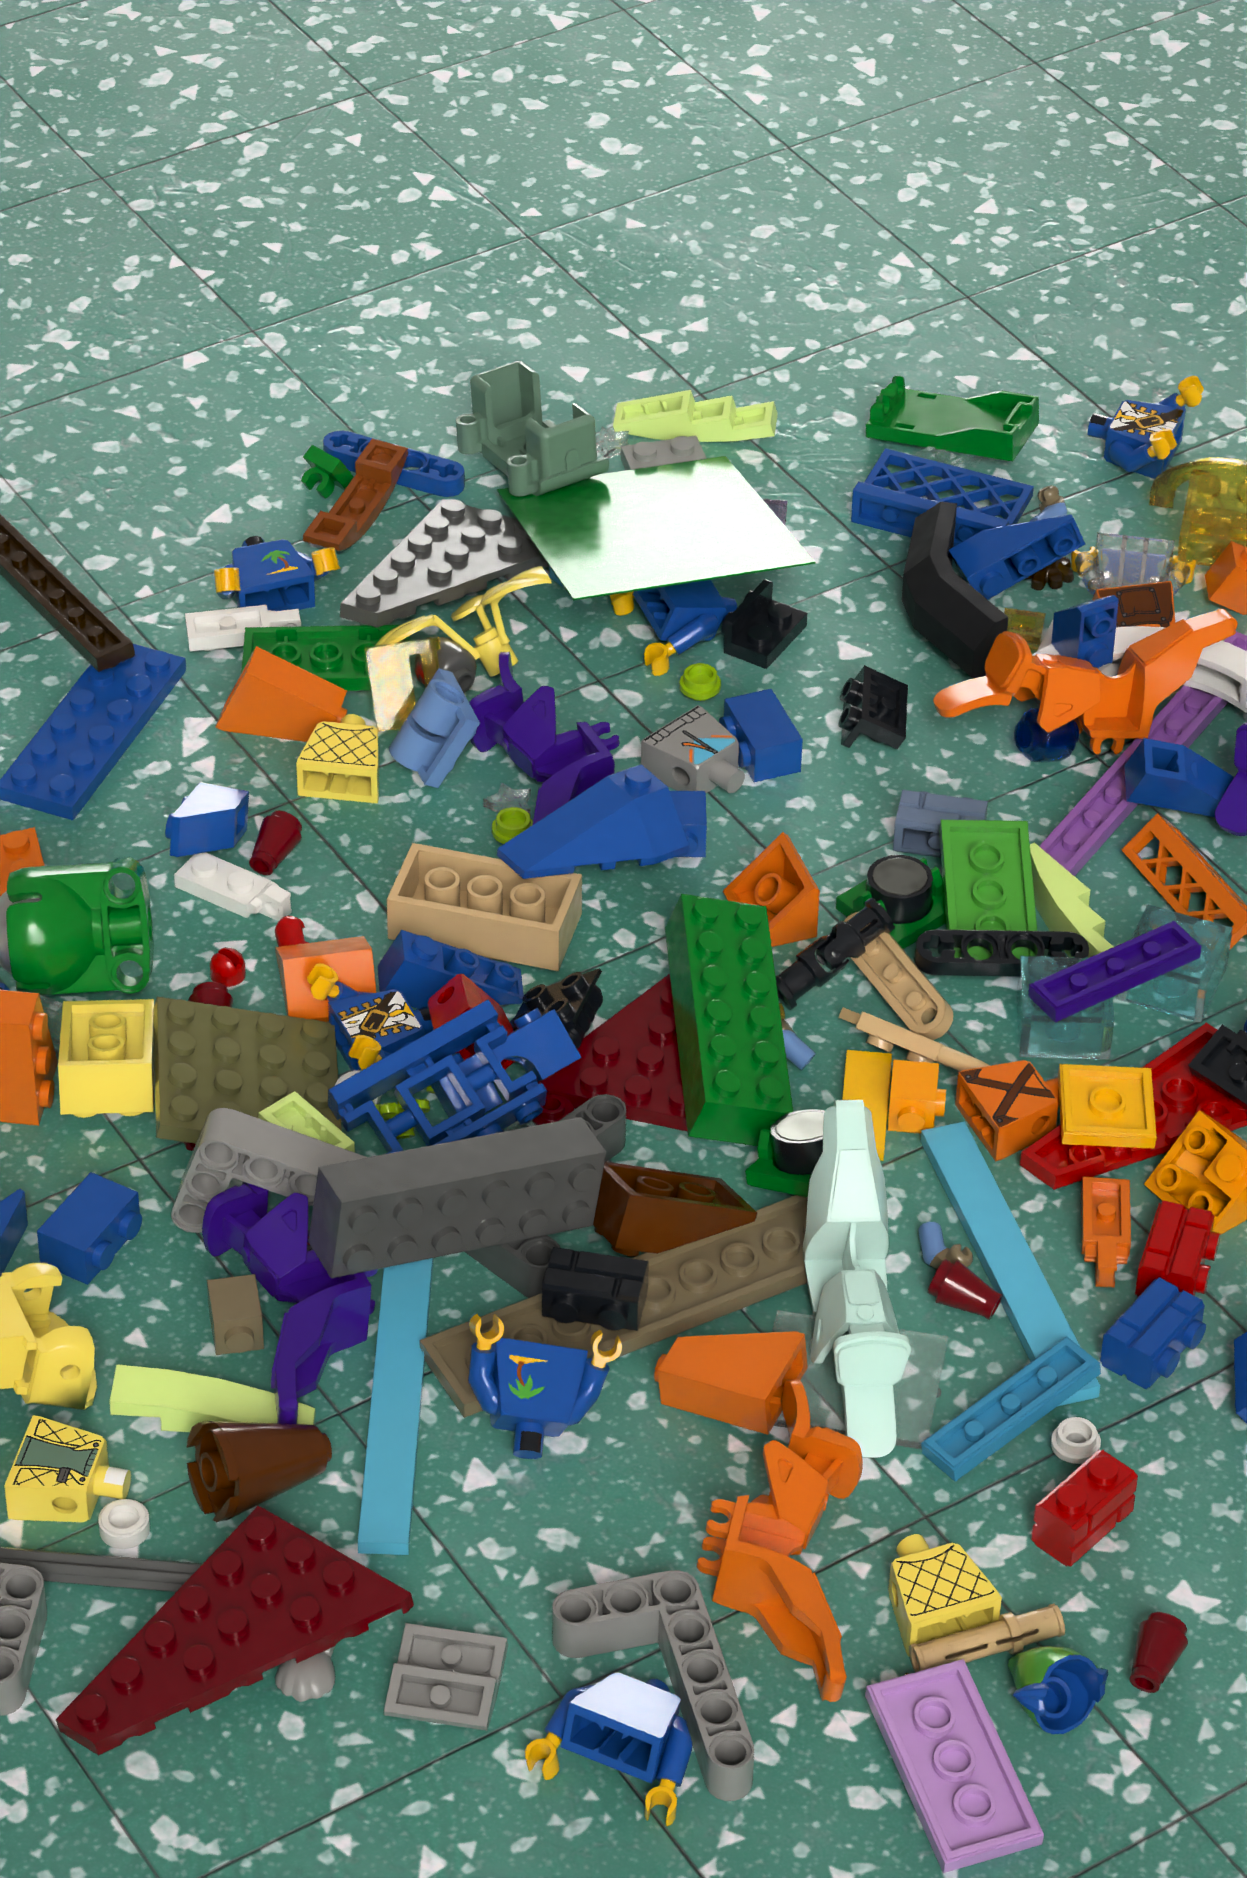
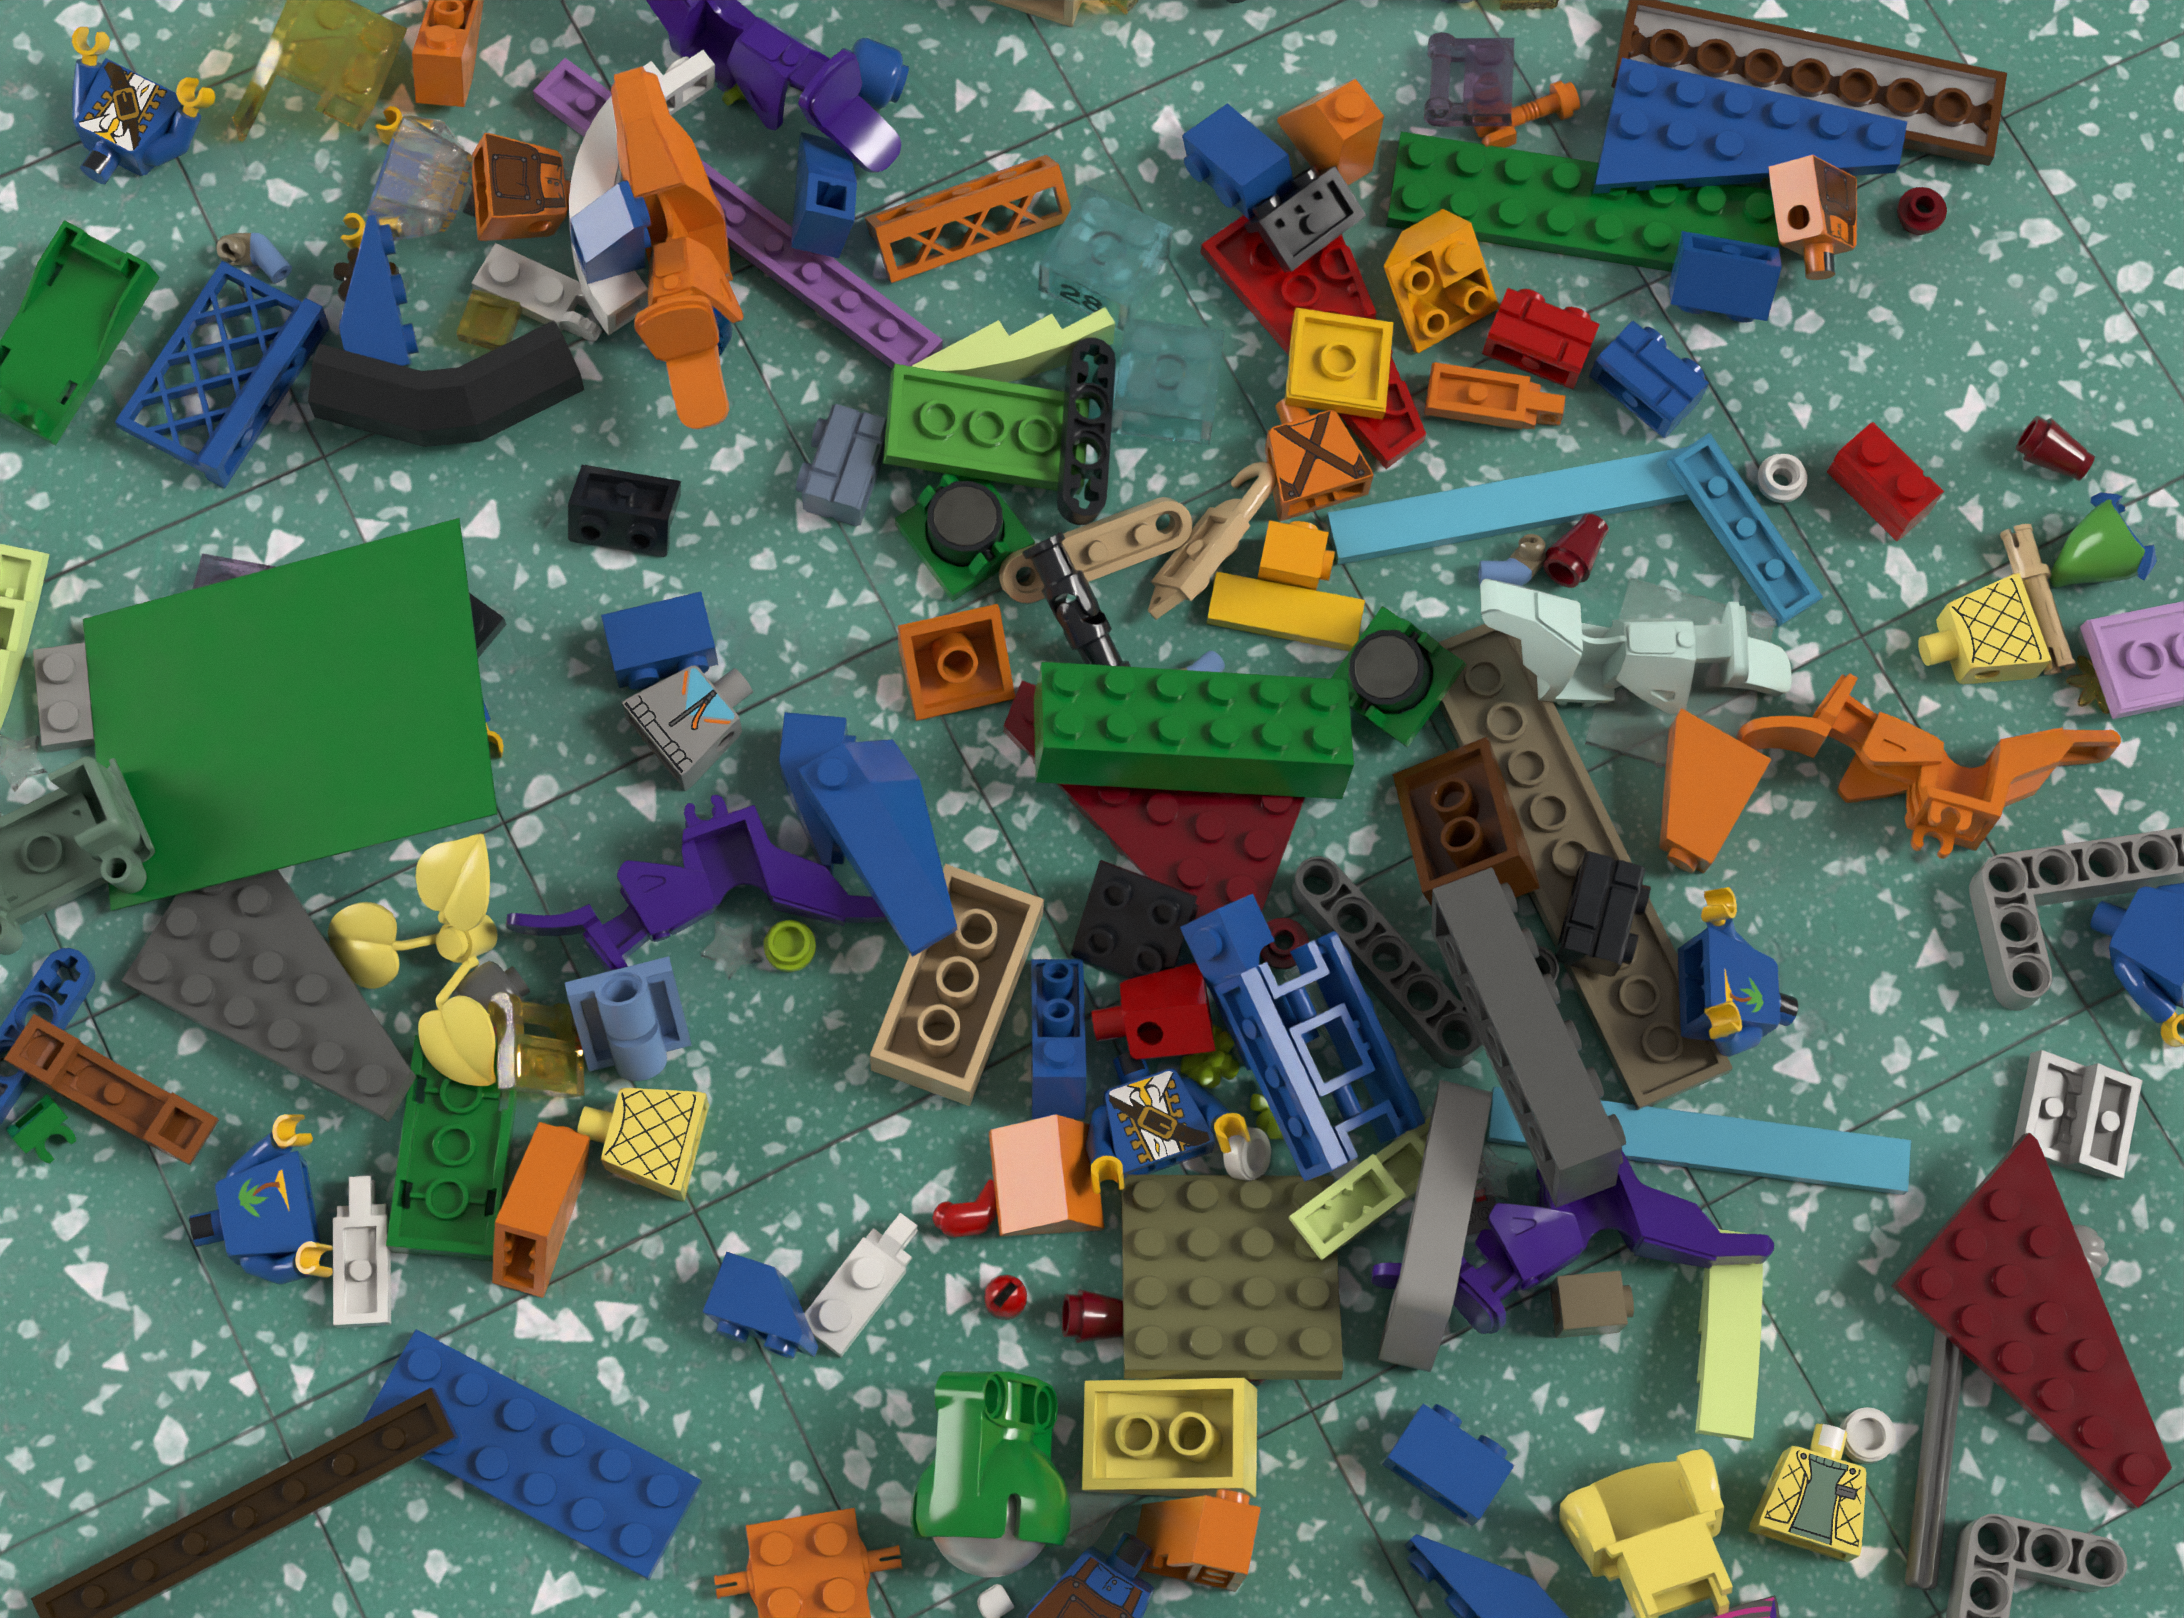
camera: 90 degrees left, 30 degrees up
(252, 1463) = (1820, 1290): reddish brown cone -> none
(275, 840) = (795, 1229): dark red cone -> none
(700, 682) = (541, 702): lime plate -> none
(1114, 971) = (1167, 313): dark purple tile -> none

